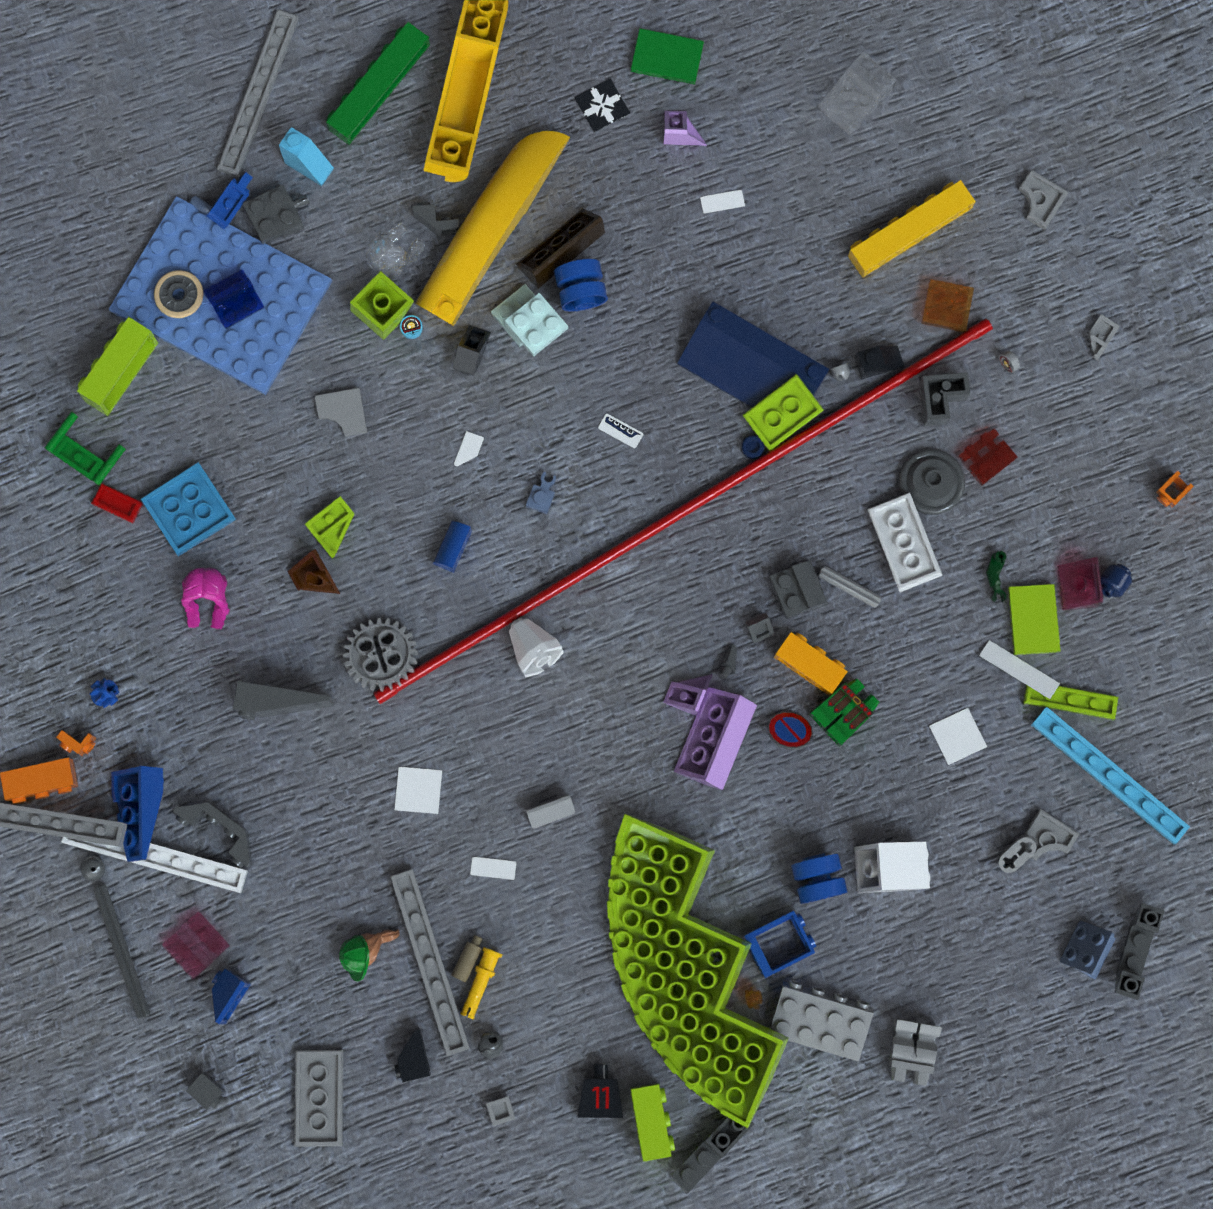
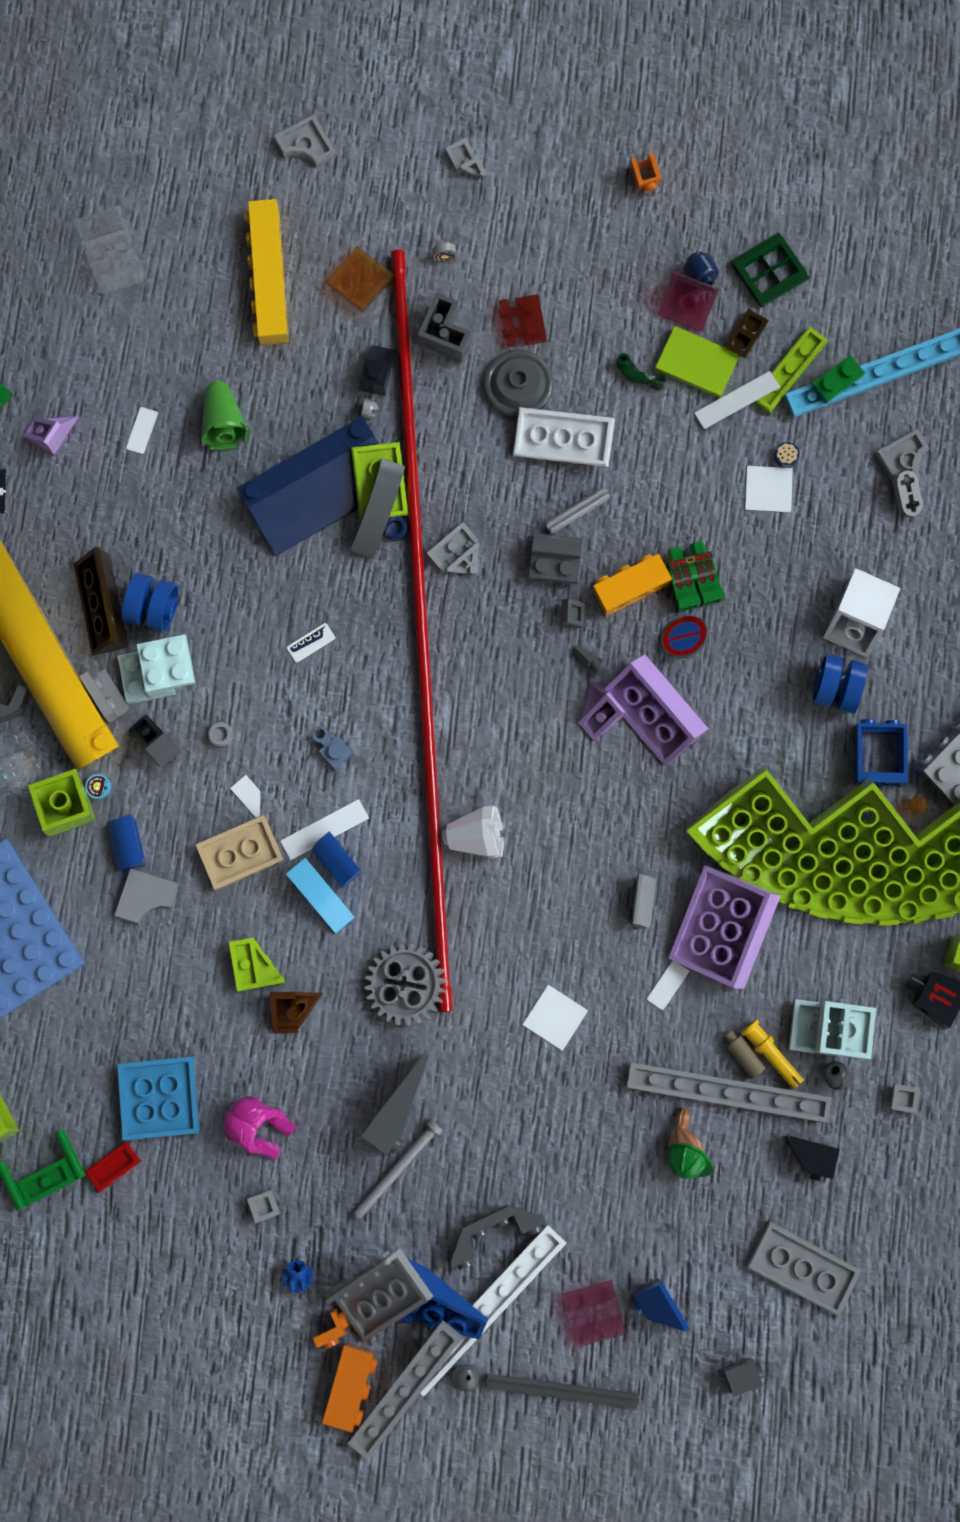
camera: 55 degrees left, 0 degrees up
(122, 763) = (380, 1294): none -> light grey bracket
(146, 637) = (263, 1206): none -> light grey plate
(276, 738) = (398, 1168): none -> light grey bar
(377, 373) = (126, 843): none -> blue brick
(416, 548) = (320, 895): none -> medium azure slope
(417, 466) = (239, 852): none -> tan plate
(480, 527) = (335, 823): none -> white sticker
(487, 291) = (105, 695): none -> light grey bracket
(505, 399) = (220, 734): none -> light grey tile
(525, 1019) = (832, 1029): none -> light aqua bracket
(562, 888) = (724, 927): none -> lavender slope
(759, 423) = (378, 508): none -> dark grey slope
(760, 507) = (456, 552): none -> light grey slope
(765, 259) = (222, 419): none -> bright green cone
(995, 735) = (786, 454): none -> tile
(1081, 647) = (746, 333): none -> dark brown slope
(1083, 744) = (838, 379): none -> green plate
(1159, 621) = (781, 287): none -> dark green piece

